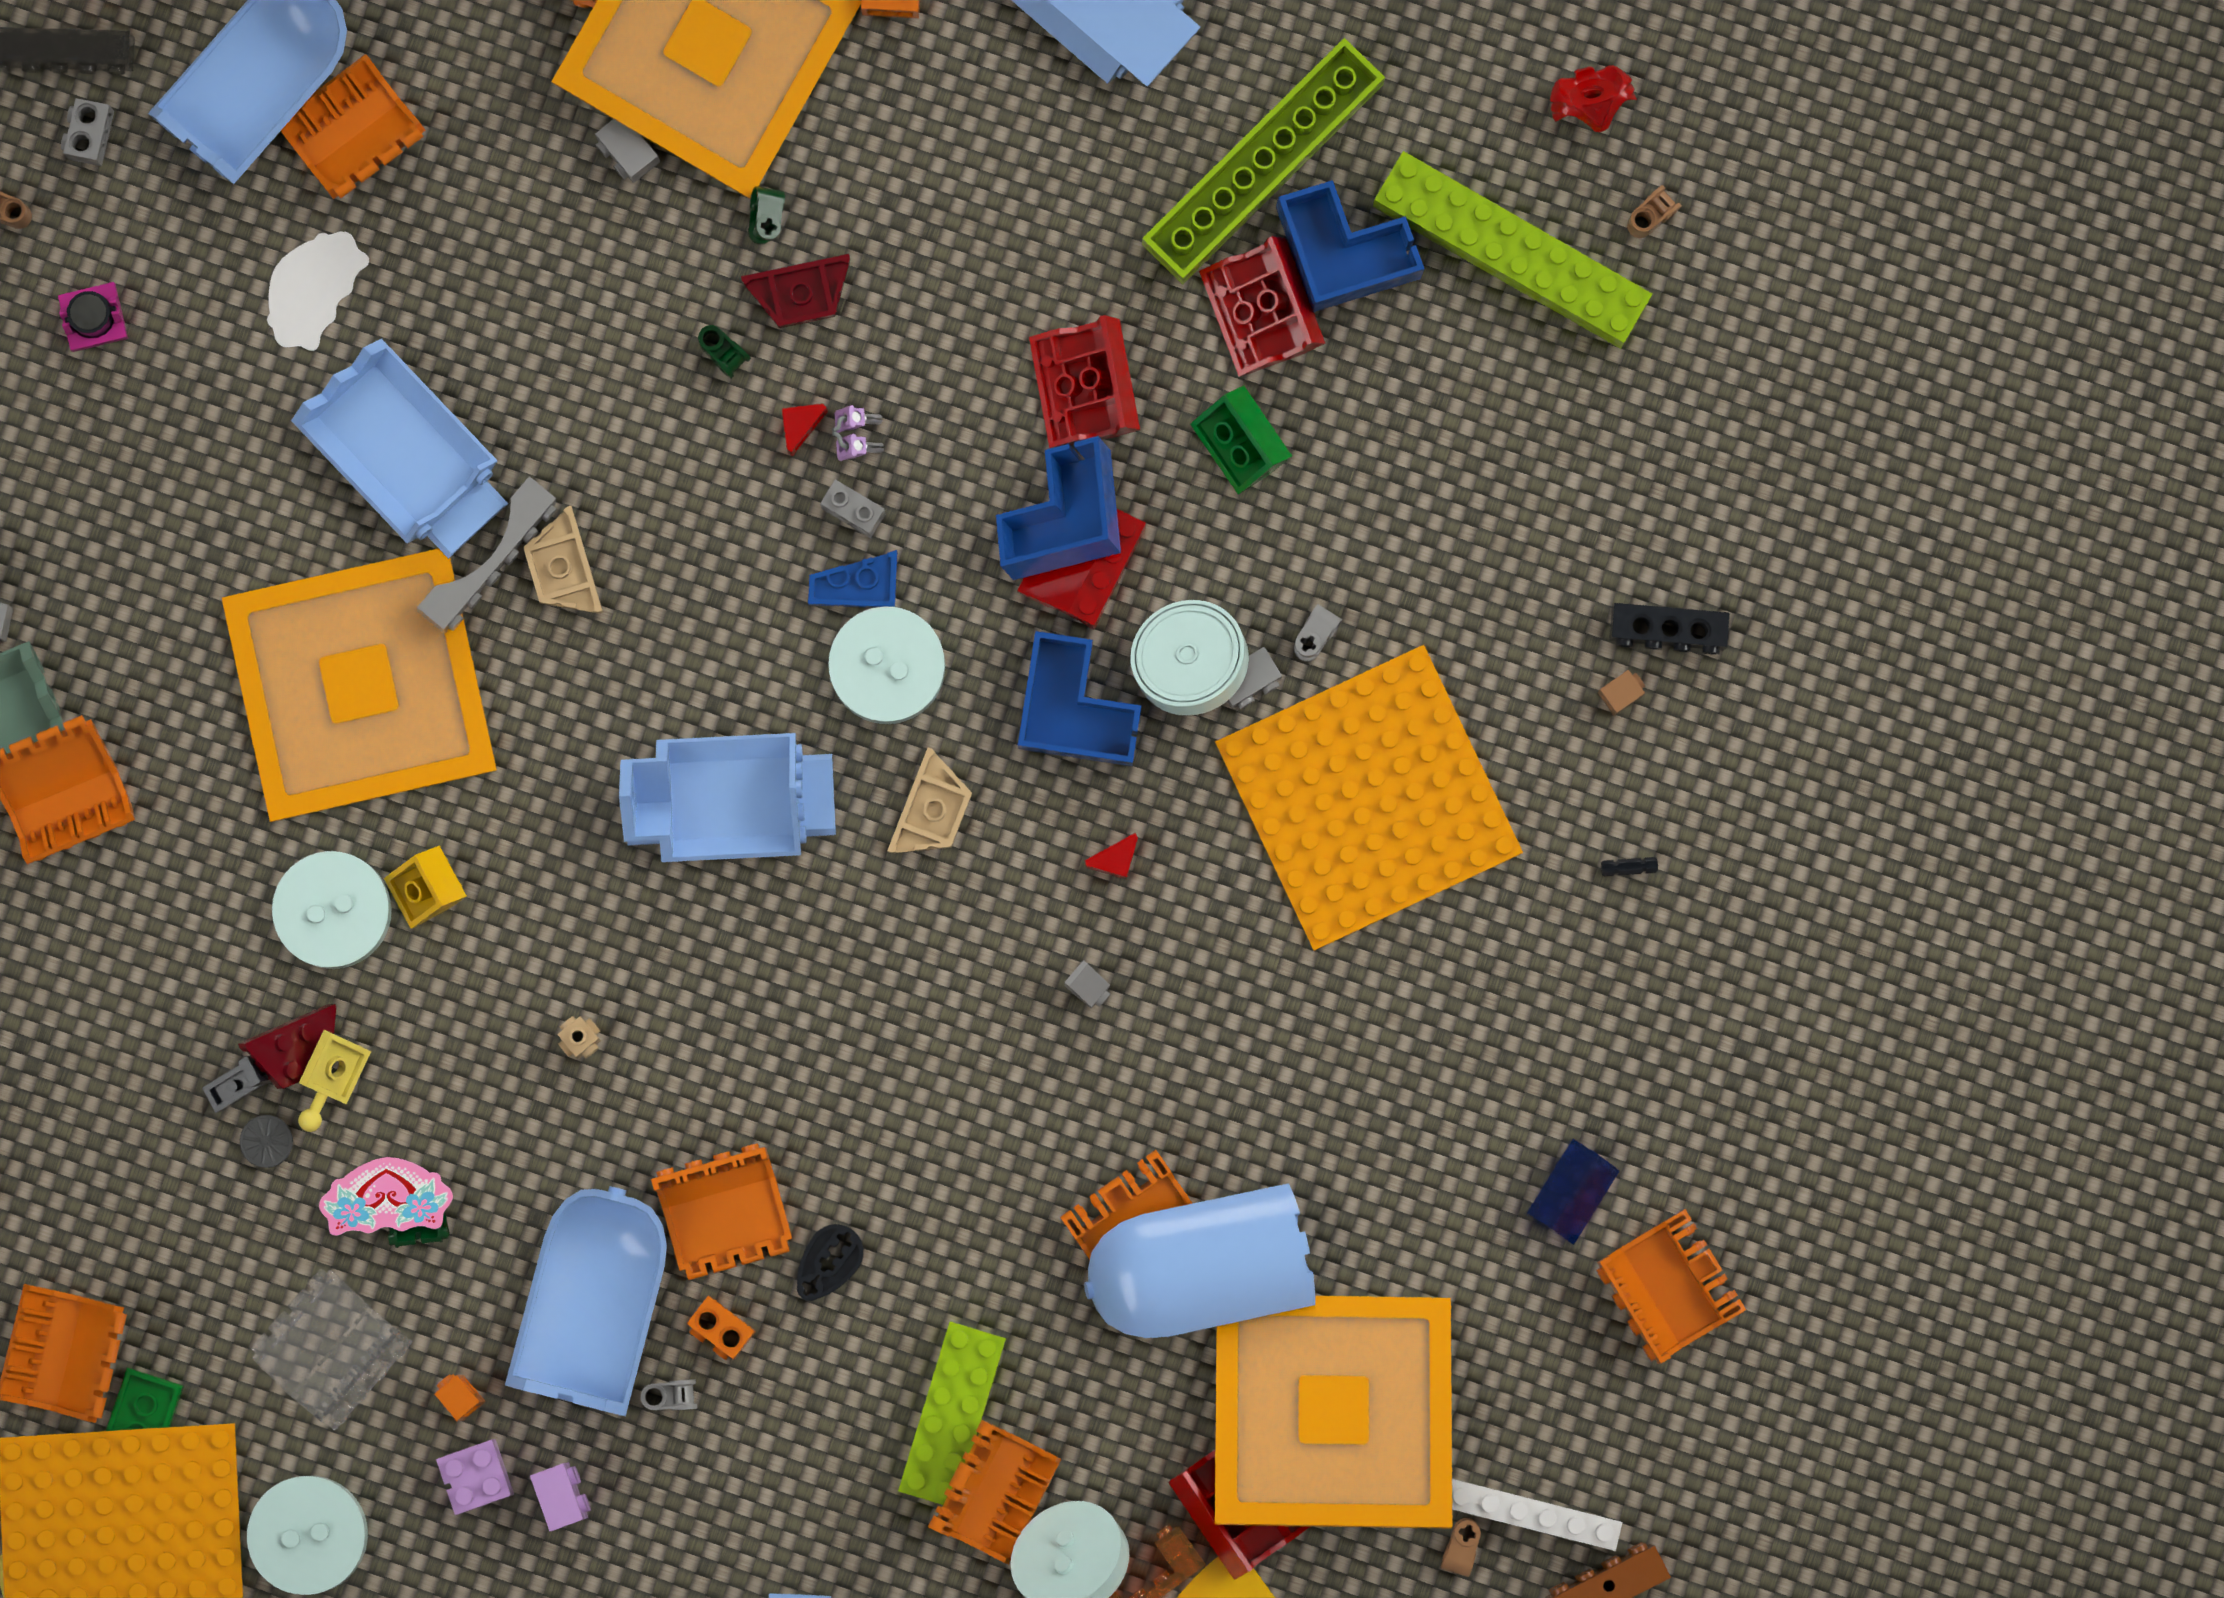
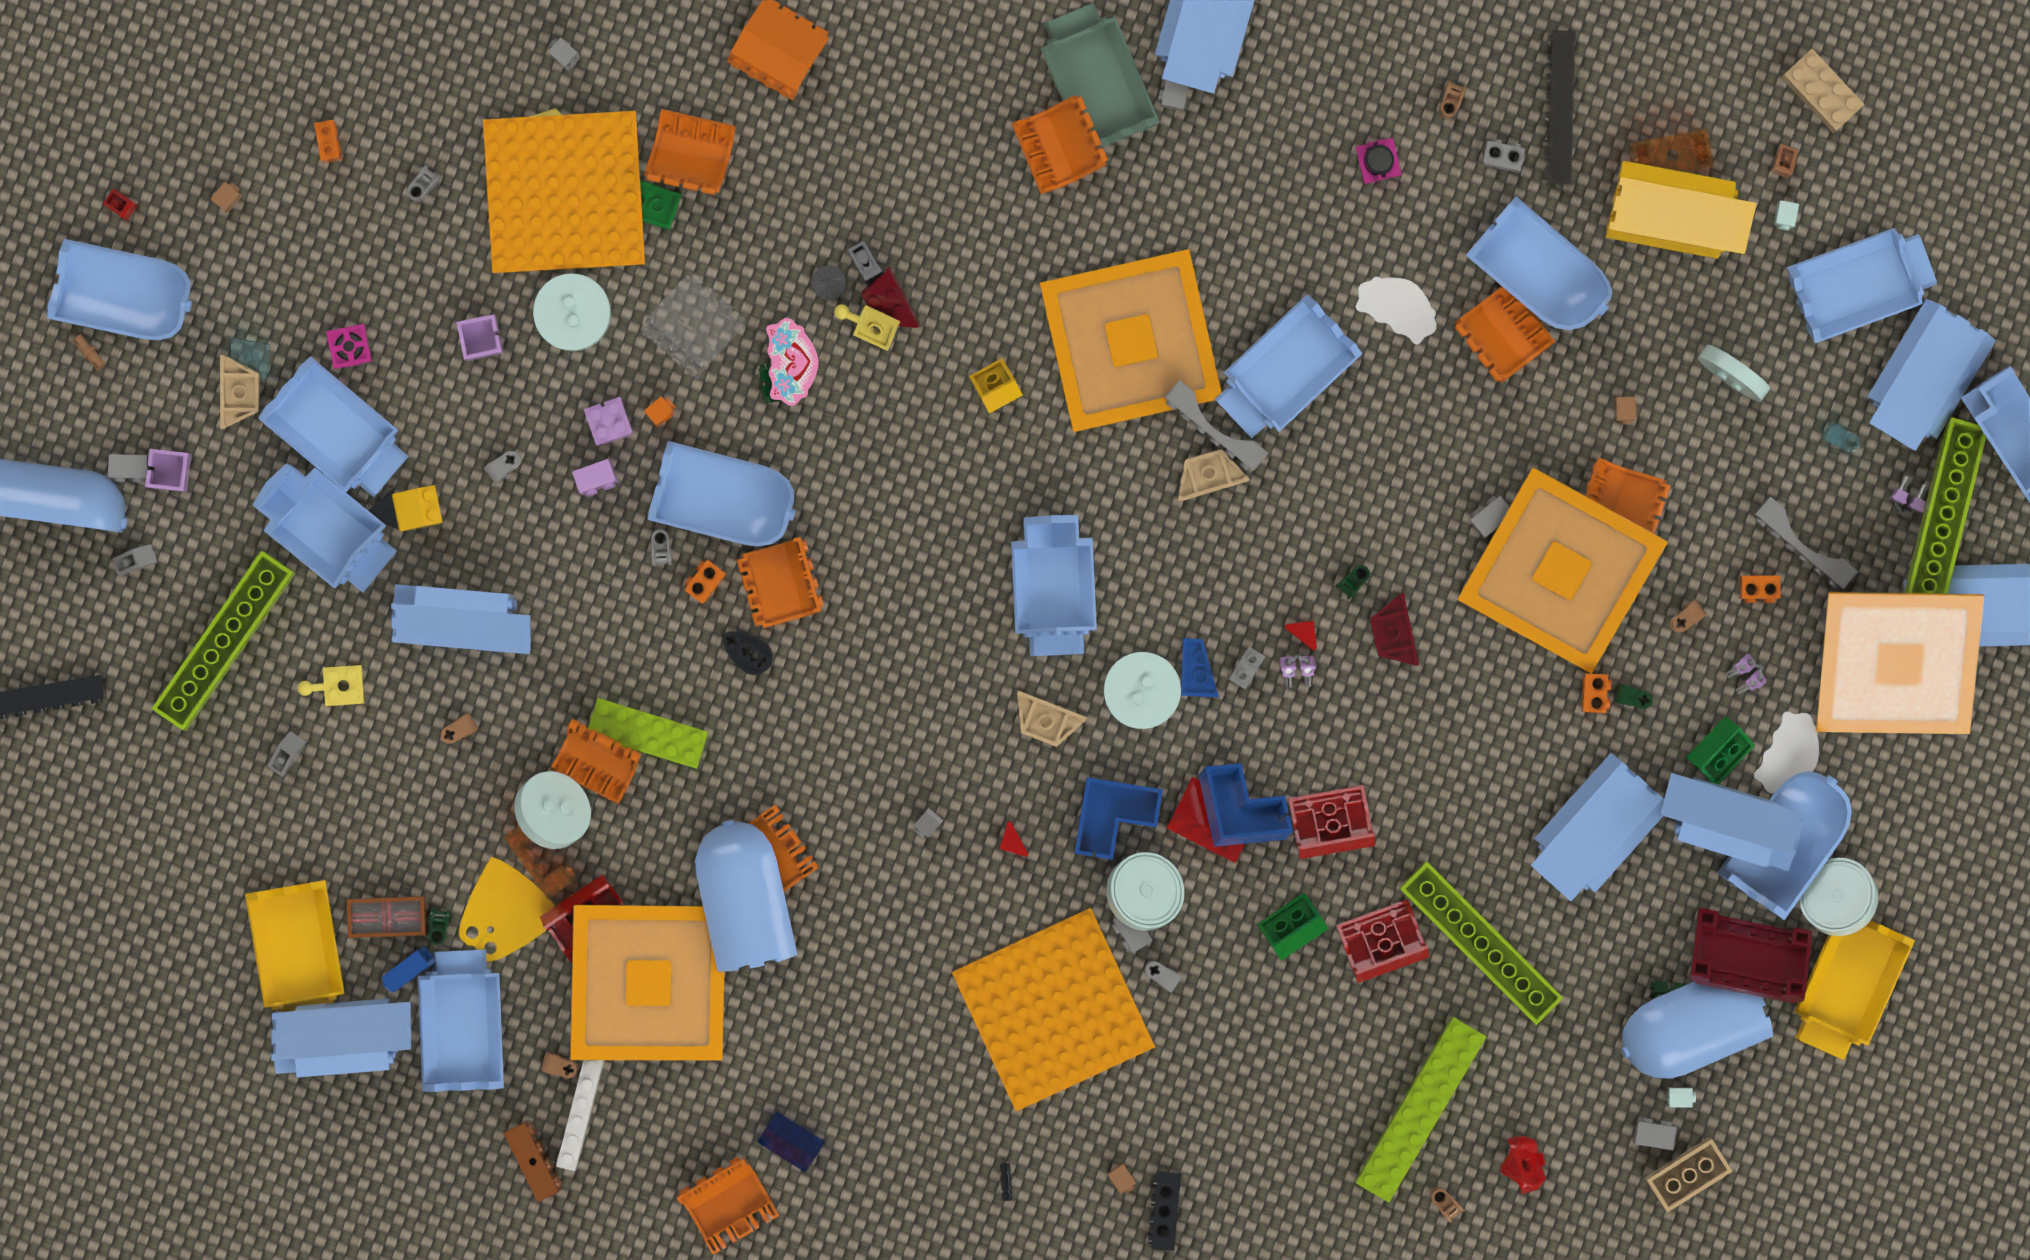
camera: 90 degrees right, 5 degrees up
(331, 910) = (980, 324): light aqua brick -> none
(587, 1045) = (895, 495): tan brick -> none
(765, 210) = (1448, 610): piece -> none
(1339, 263) = (1411, 992): blue piece -> none

